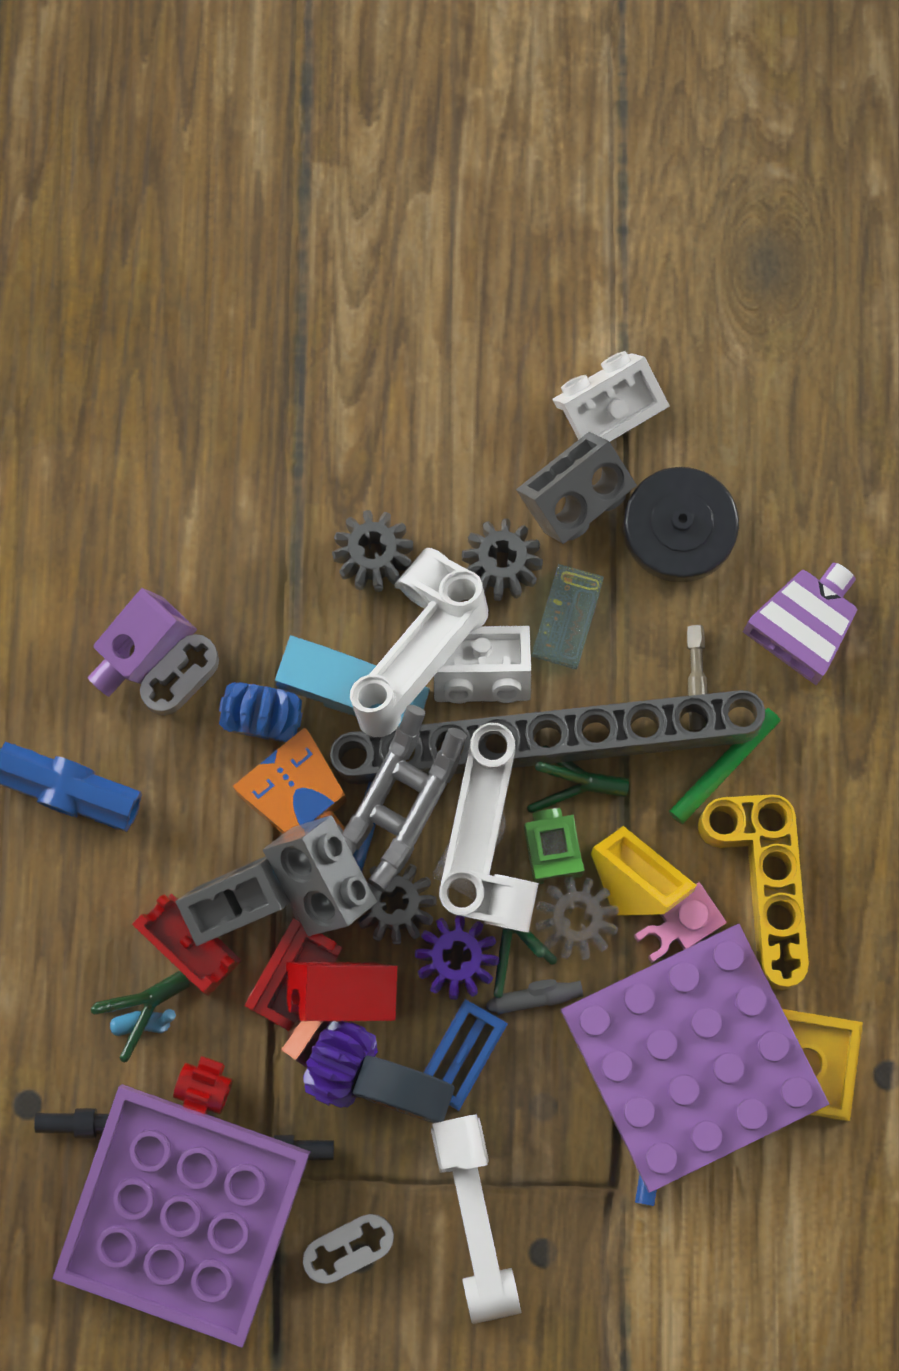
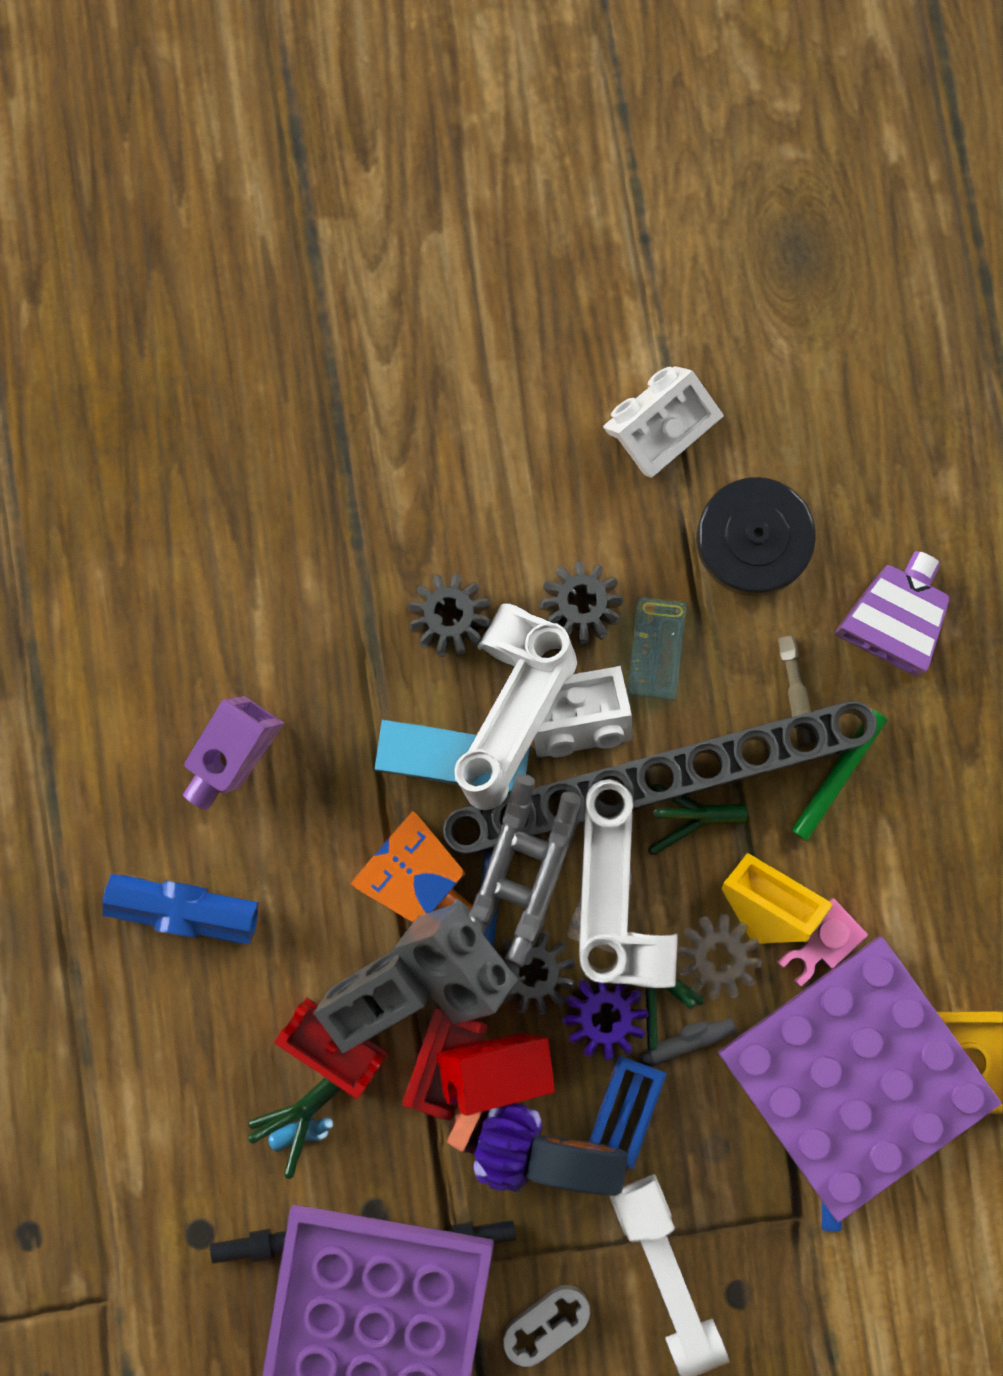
camera: 10 degrees left, 5 degrees up
(187, 683) = (265, 766): light grey beam -> none
(203, 1086) = (373, 1191): red gear -> none
(260, 711) = (365, 802): blue gear -> none
(553, 846) = (682, 888): bright green window -> none
(571, 478) = (639, 509): dark grey brick -> none
(765, 891) = (900, 898): yellow beam -> none

